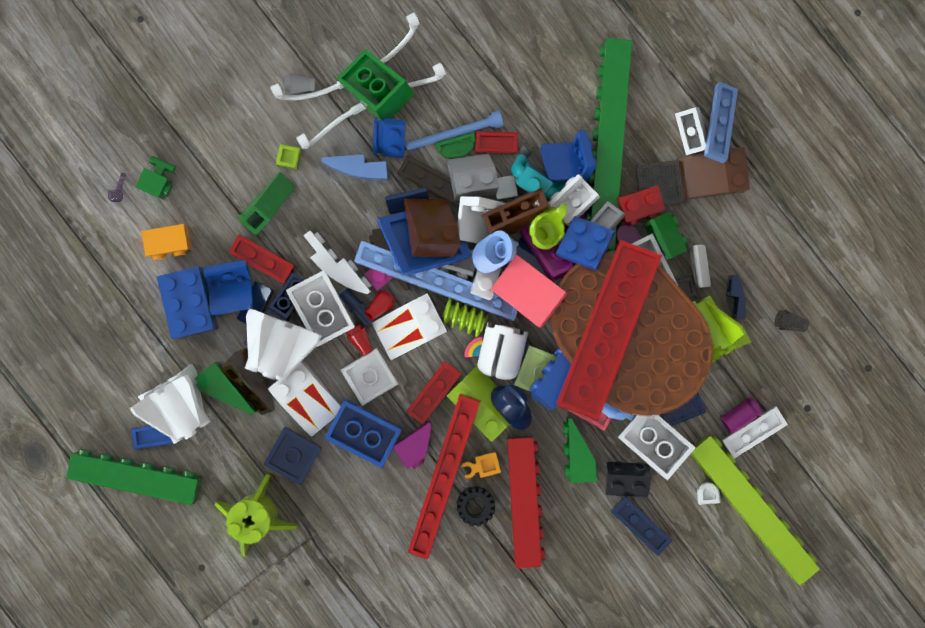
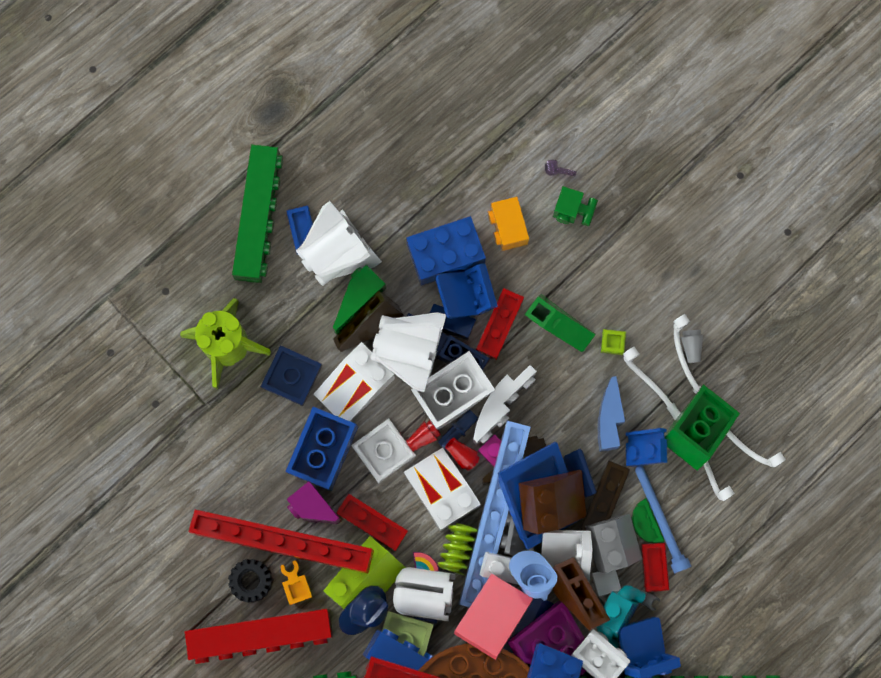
camera: 90 degrees right, 10 degrees down
(548, 227) = (567, 632): lime hair -> none

